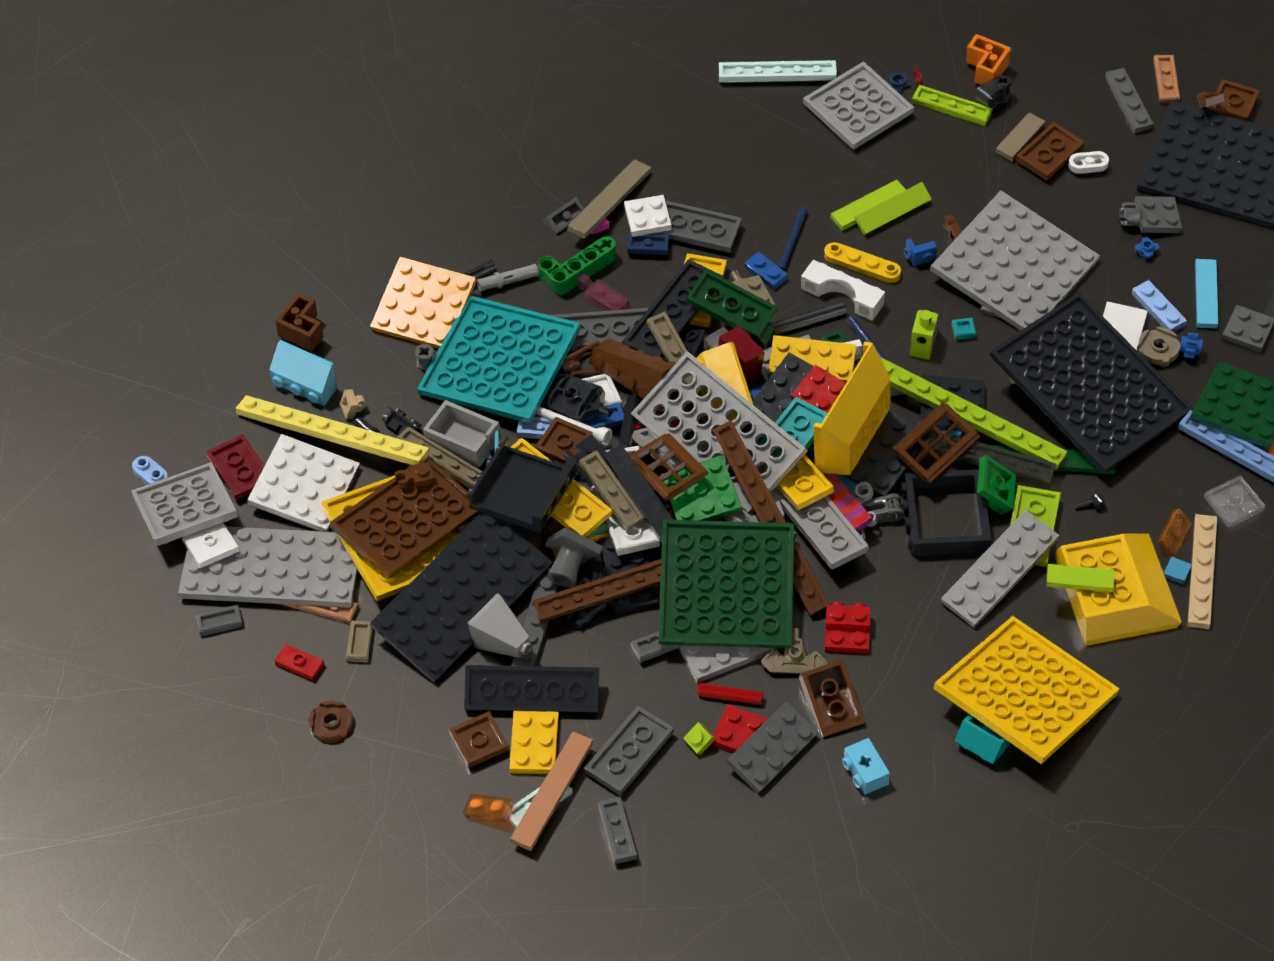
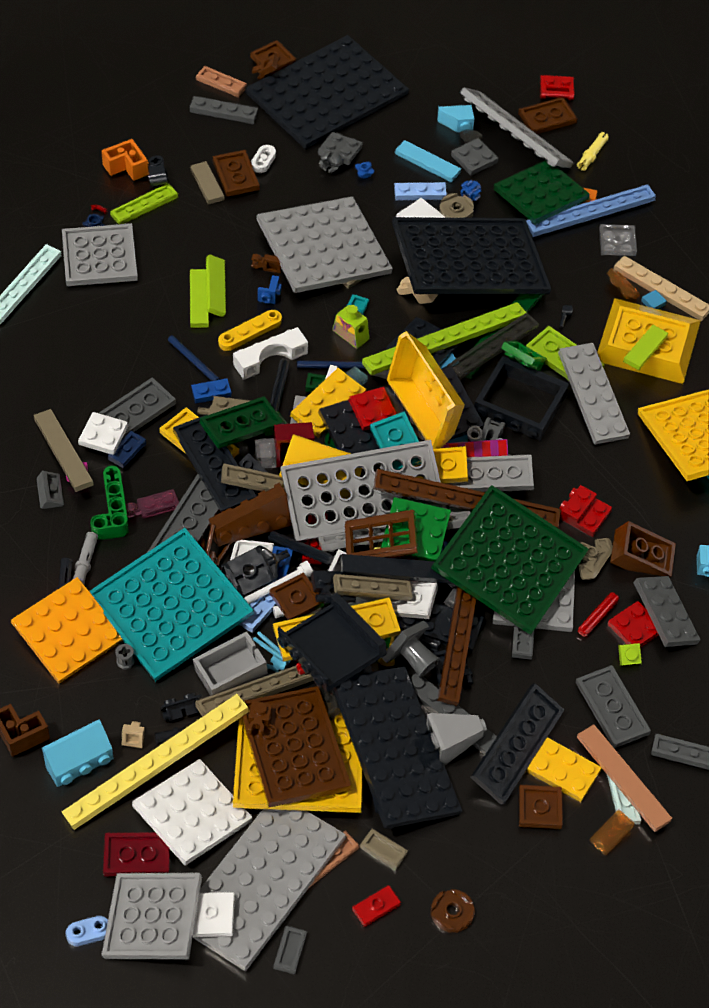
camera: 65 degrees left, 0 degrees up
(922, 428) = (476, 357): reddish brown piece -> none

